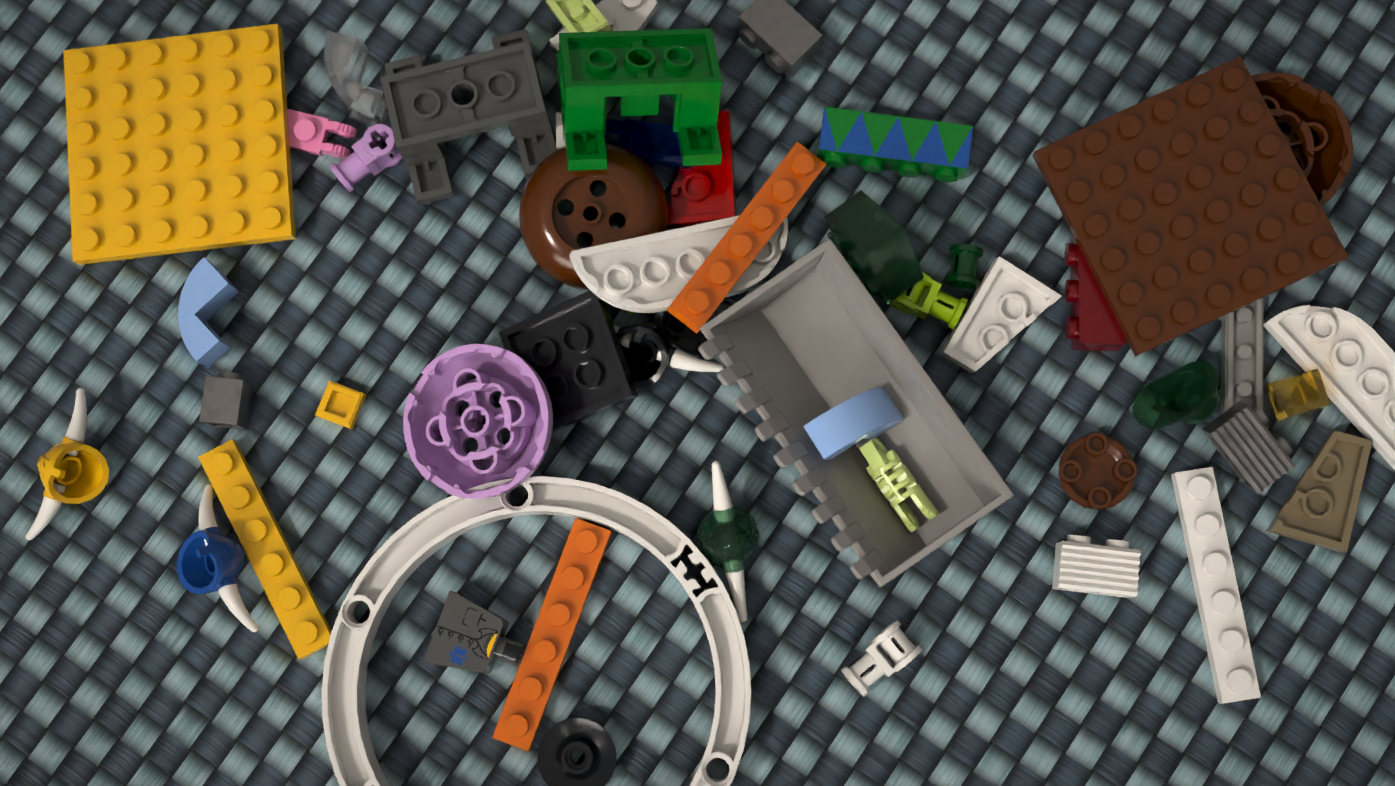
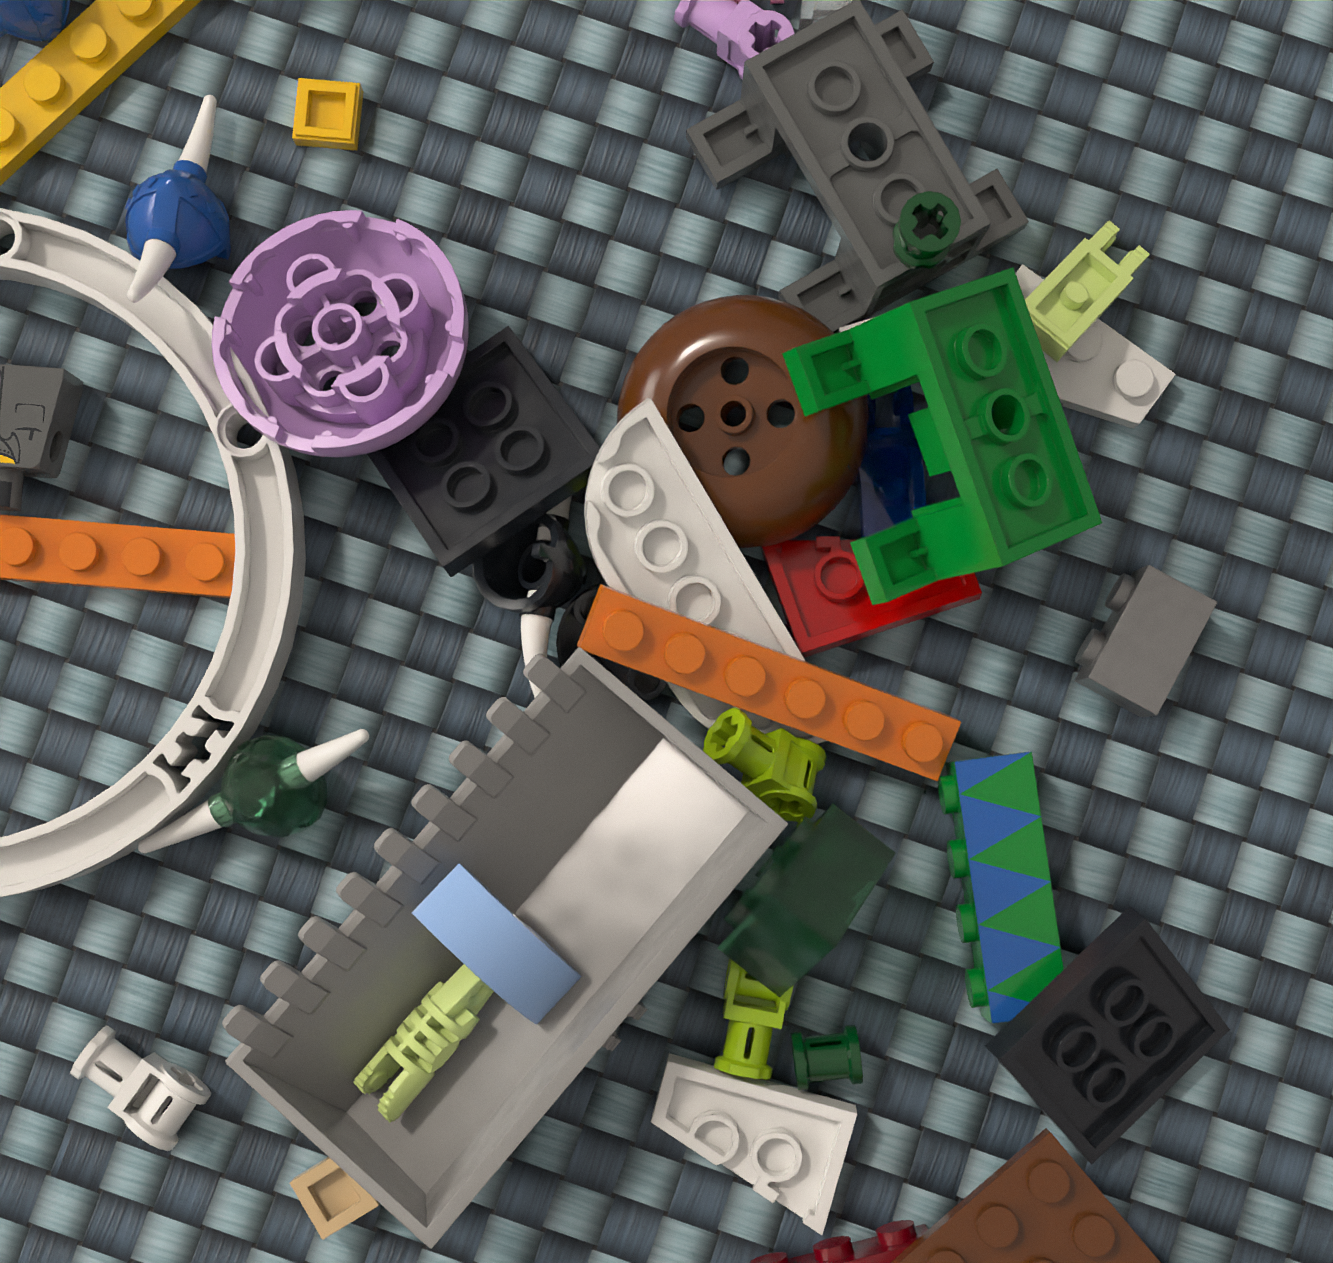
camera: 70 degrees right, 5 degrees up
(377, 505) = (175, 215): none -> blue helmet
(531, 65) = (917, 213): none -> dark green bush
(788, 248) = (773, 764): none -> lime connector
(970, 560) = (331, 1197): none -> tan plate
(990, 108) = (1109, 1035): none -> black plate

